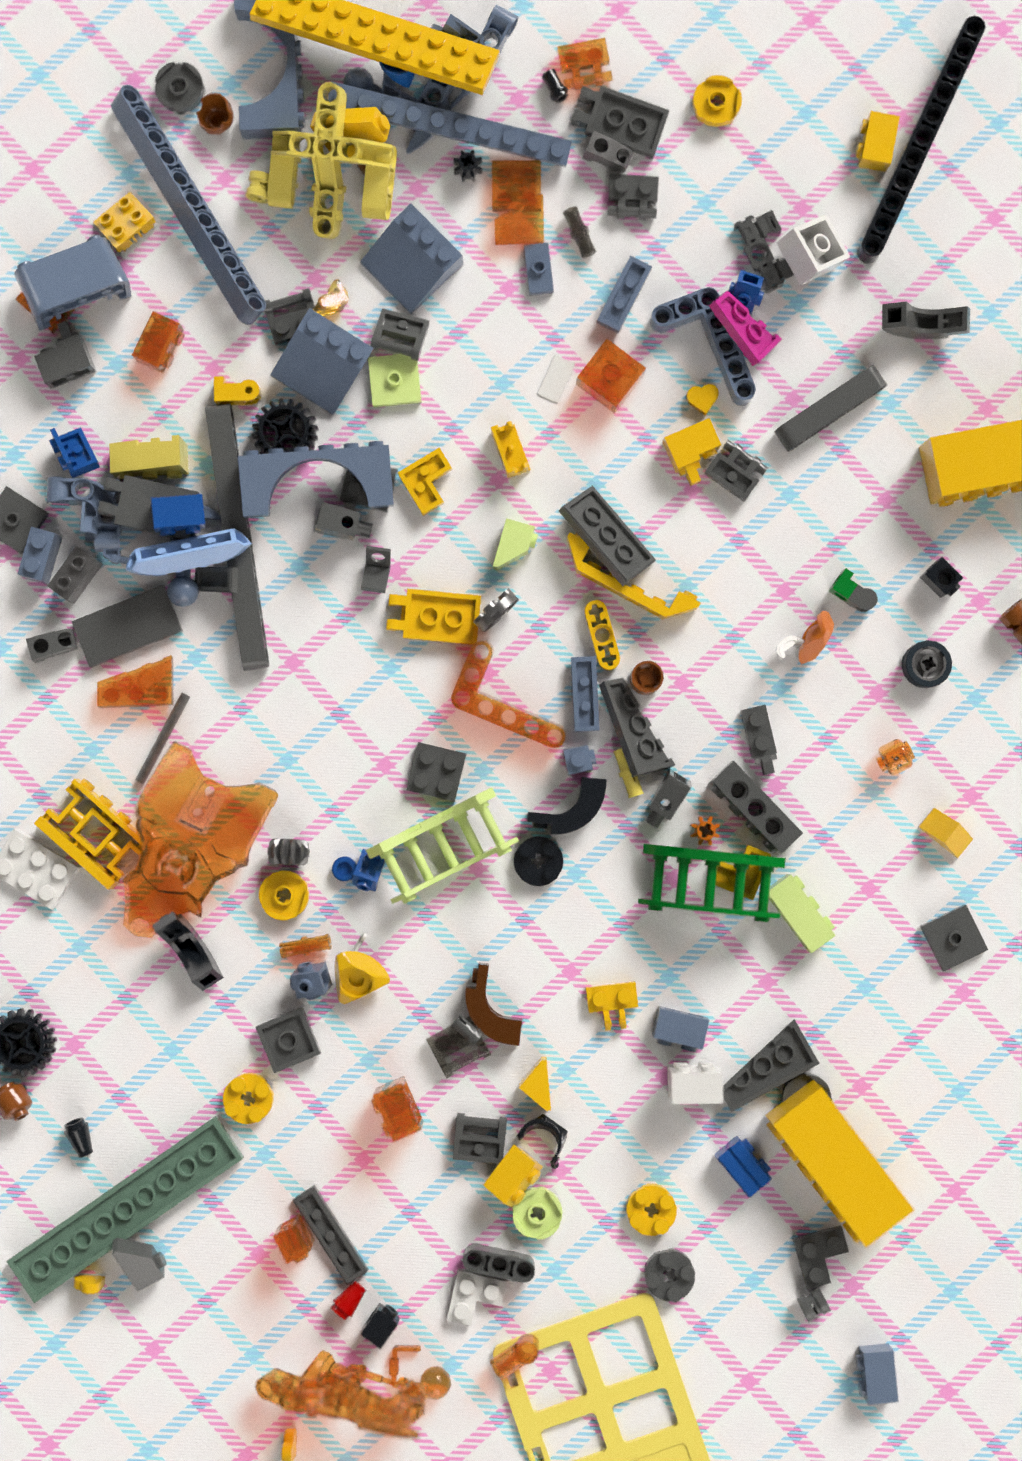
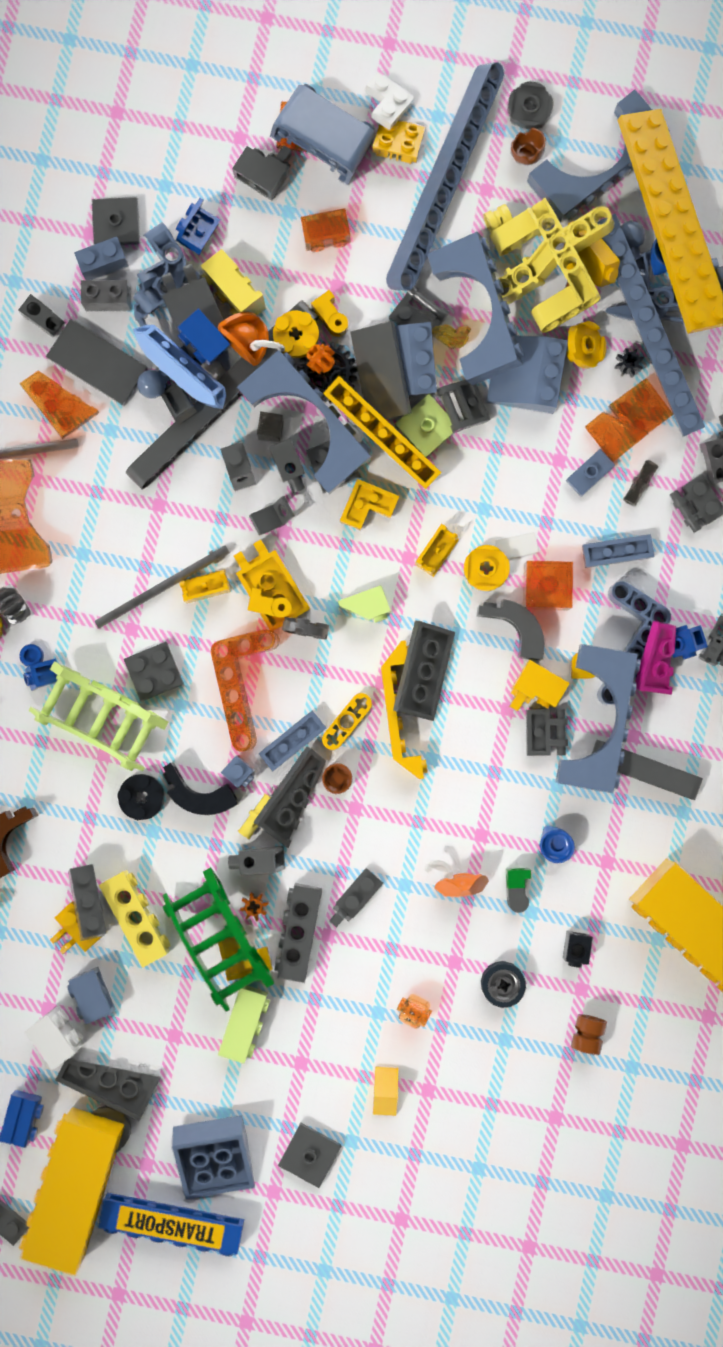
camera: 50 degrees right, 0 degrees up
(86, 201) = (393, 100): none -> white plate
(205, 475) = (248, 336): none -> orange hat
(227, 419) = (302, 322): none -> yellow plate
(270, 426) = (320, 358): none -> orange gear
(297, 514) = (270, 427): none -> clear smoke brick
(310, 567) = (238, 466): none -> dark grey torso
(319, 383) = (381, 369): none -> dark grey tile
(373, 420) = (382, 432): none -> yellow brick
(373, 648) = (213, 557): none -> flat silver bar
(375, 266) = (498, 349): none -> sand blue arch
(394, 673) = (205, 586): none -> yellow hinge
(415, 187) = (578, 337): none -> yellow plate
(456, 626) = (275, 607): none -> yellow leg
(557, 432) = (496, 559): none -> yellow plate
(597, 972) = (86, 902): none -> dark grey brick
(628, 419) = (528, 628): none -> dark grey arch
(677, 953) = (133, 931): none -> light yellow brick
(732, 370) = (617, 673): none -> sand blue arch
(840, 531) = (556, 845): none -> blue piece
(896, 1022) = (213, 1157): none -> sand blue slope
(928, 1099) = (171, 1224): none -> brick

